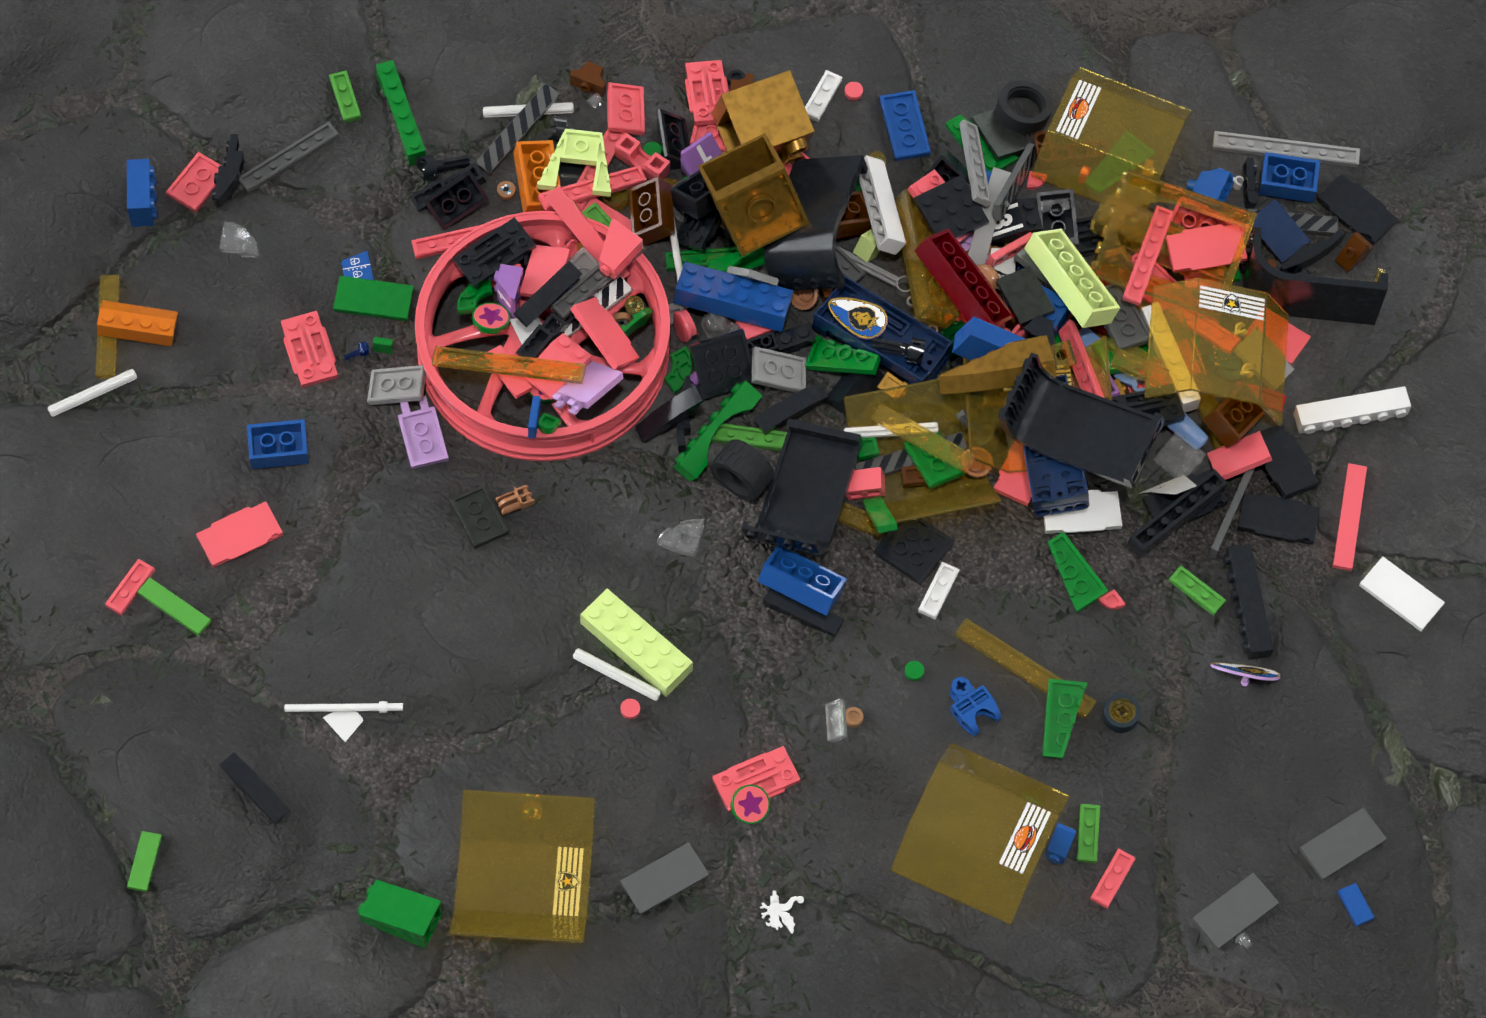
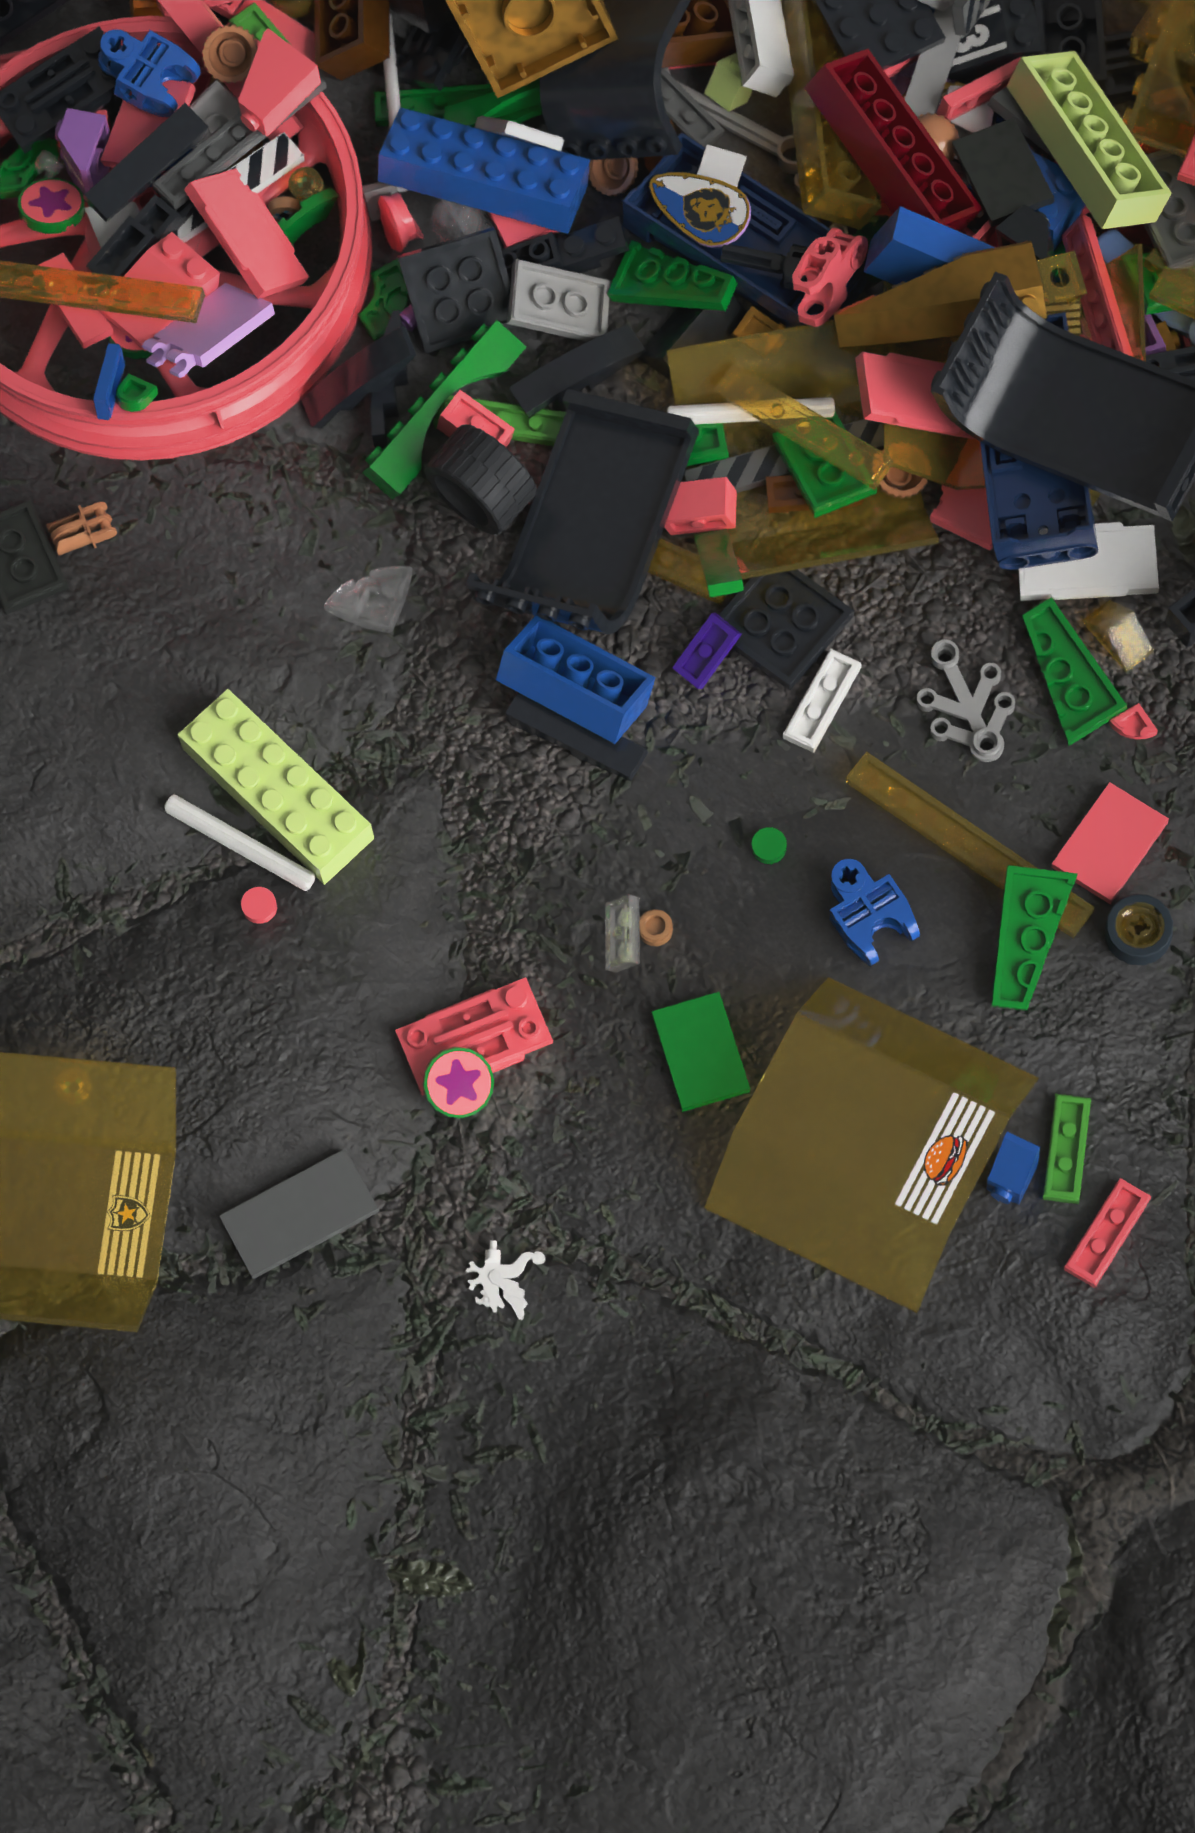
camera: 15 degrees right, 5 degrees up
(487, 295) = (49, 162): none -> clear hinge
(537, 235) = (144, 68): none -> blue piece
(591, 232) = (229, 53): none -> nougat hat
(732, 431) = (468, 411): none -> coral panel
(868, 293) = (722, 165): none -> white sticker
(874, 563) = (706, 650): none -> dark purple plate
(883, 784) = (701, 1051): none -> green tile
(932, 352) = (828, 268): none -> coral piece
(980, 419) = (899, 393): none -> coral piece
(1019, 593) = (967, 707): none -> light grey plant
(1101, 550) = (1119, 633): none -> clear yellow slope
(1103, 665) = (1110, 842): none -> coral tile

